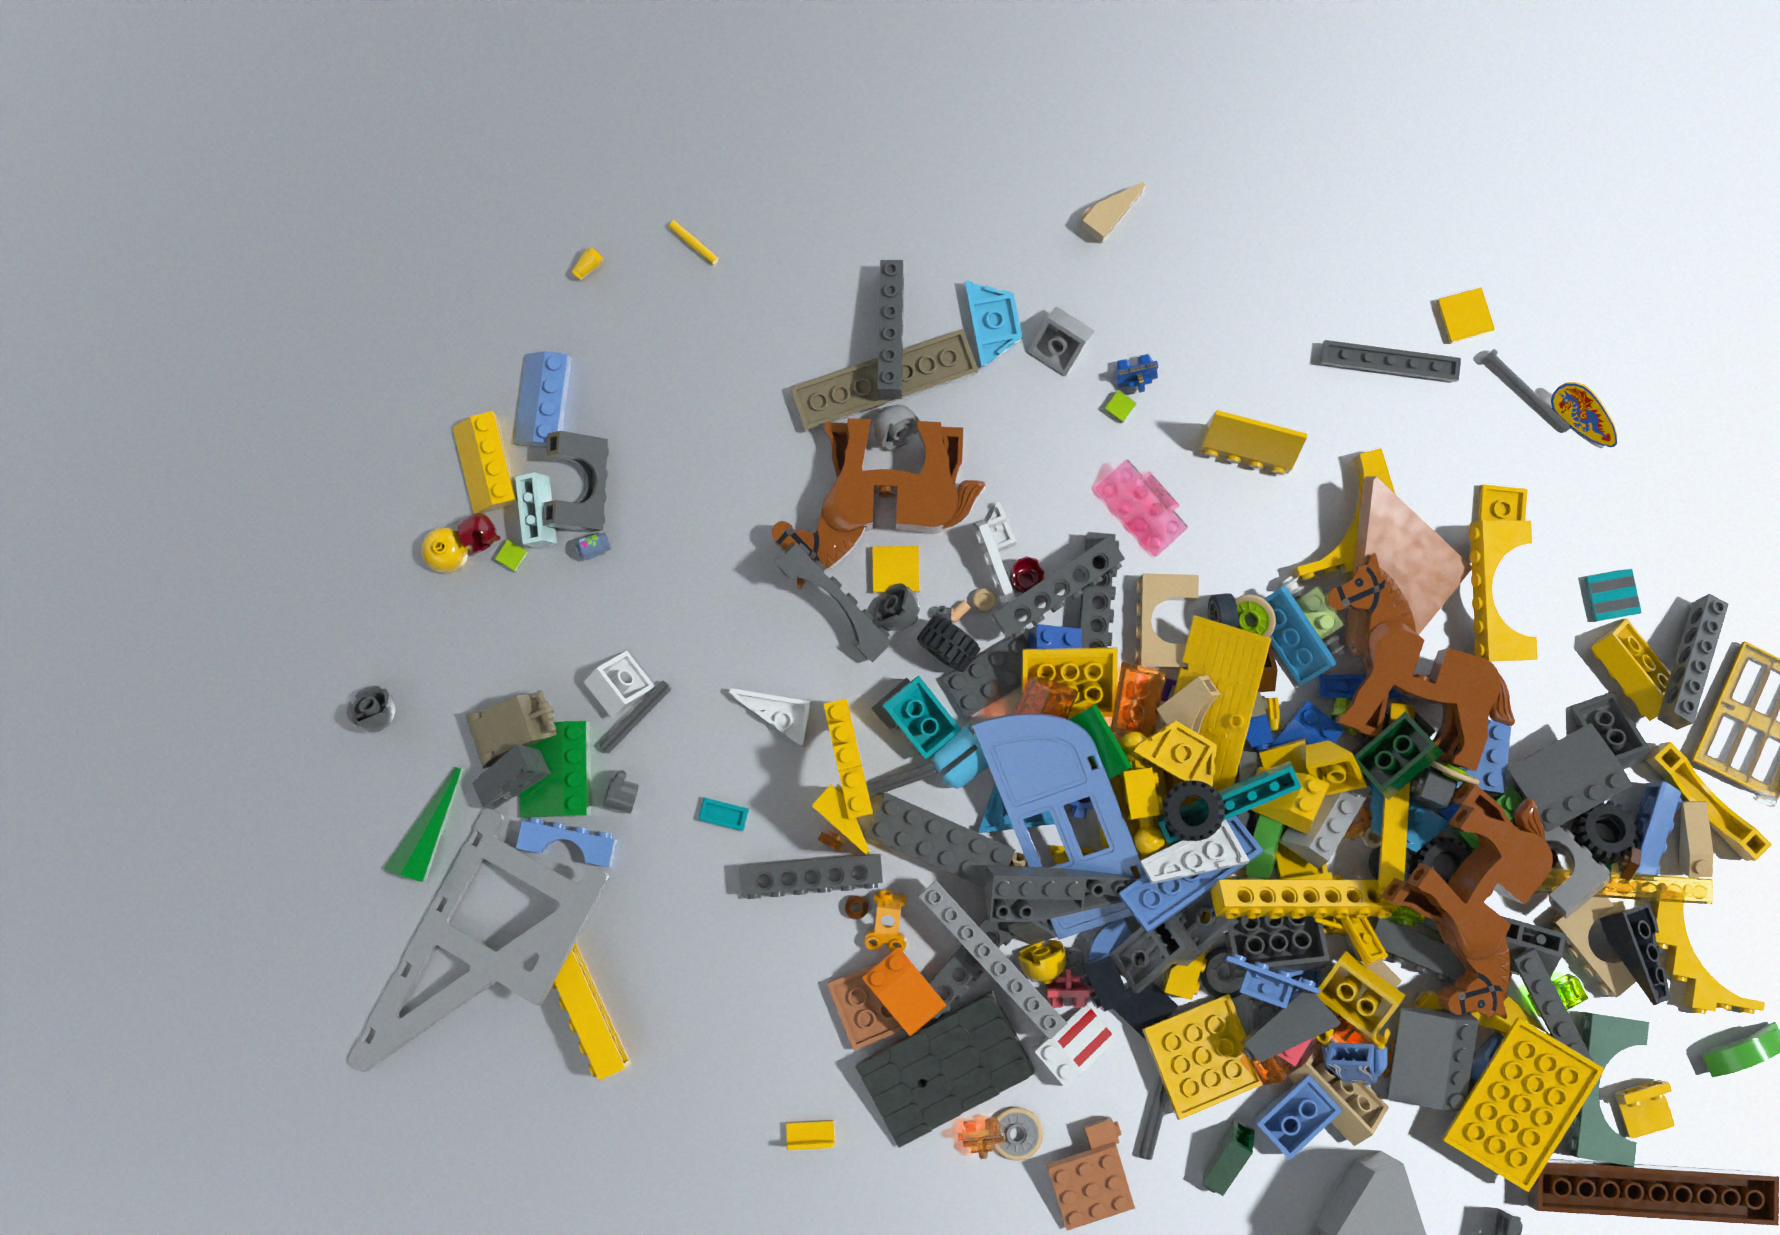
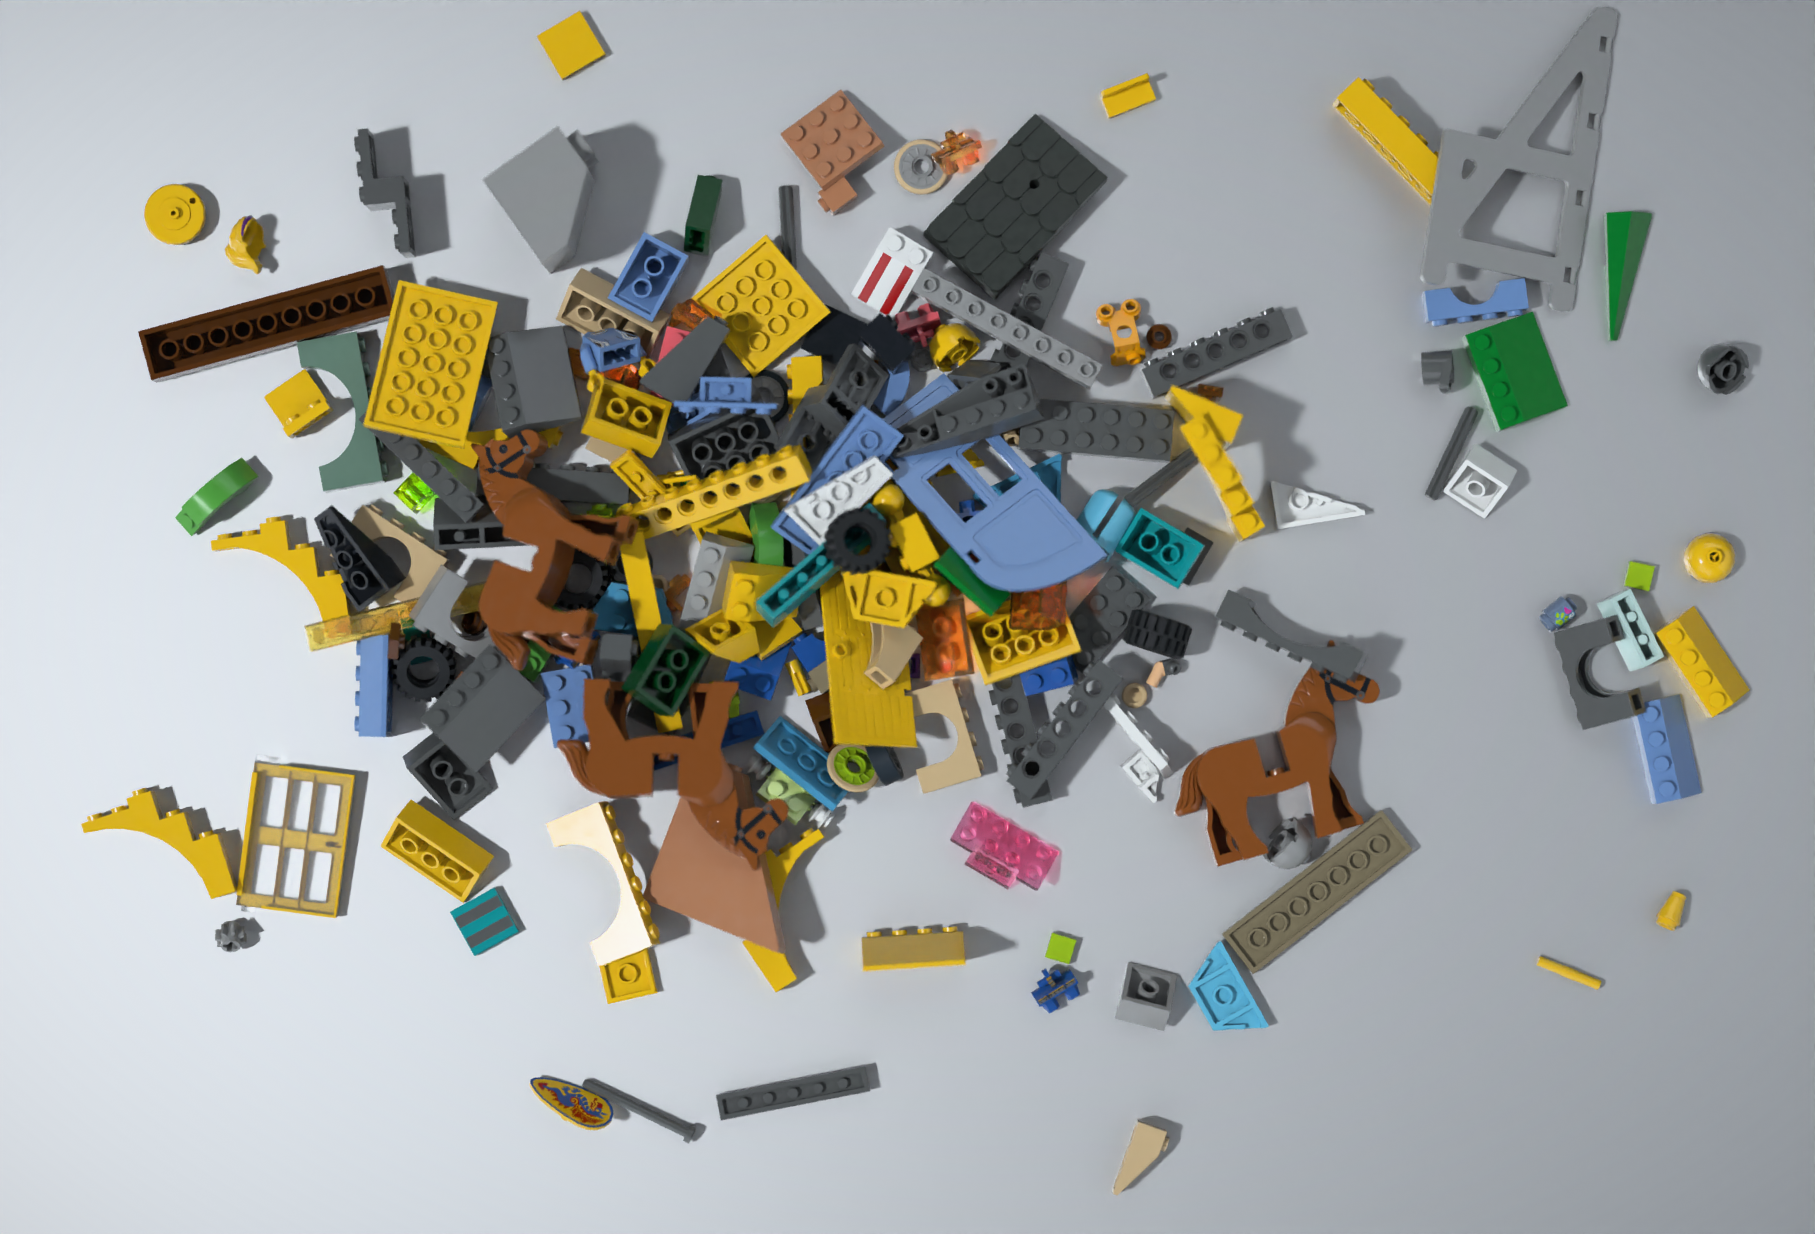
camera: 165 degrees right, 5 degrees up
(478, 532) = (1681, 586): dark red helmet -> none
(510, 776) = (1556, 348): dark grey wedge -> none
(512, 722) = (1574, 398): dark tan piece -> none
(723, 814) = (1326, 385): teal tile -> none
(861, 1010) = (1109, 246): nougat plate -> none
(891, 329) = (1328, 945): dark grey brick -> none
(895, 566) = (1236, 696): yellow tile -> none
(898, 608) = (1221, 653): dark grey cylinder -> none
(904, 991) = (1083, 267): orange slope -> none
(1026, 574) = (1100, 735): dark red hair -> none
(1454, 772) = (601, 672): wheel -> none
(1465, 315) = (728, 1170): yellow tile -> none
(1693, 662) = (388, 873): dark grey brick -> none
(1695, 840) = (328, 692): tan slope -> none
(1736, 831) = (327, 735): yellow arch -> none

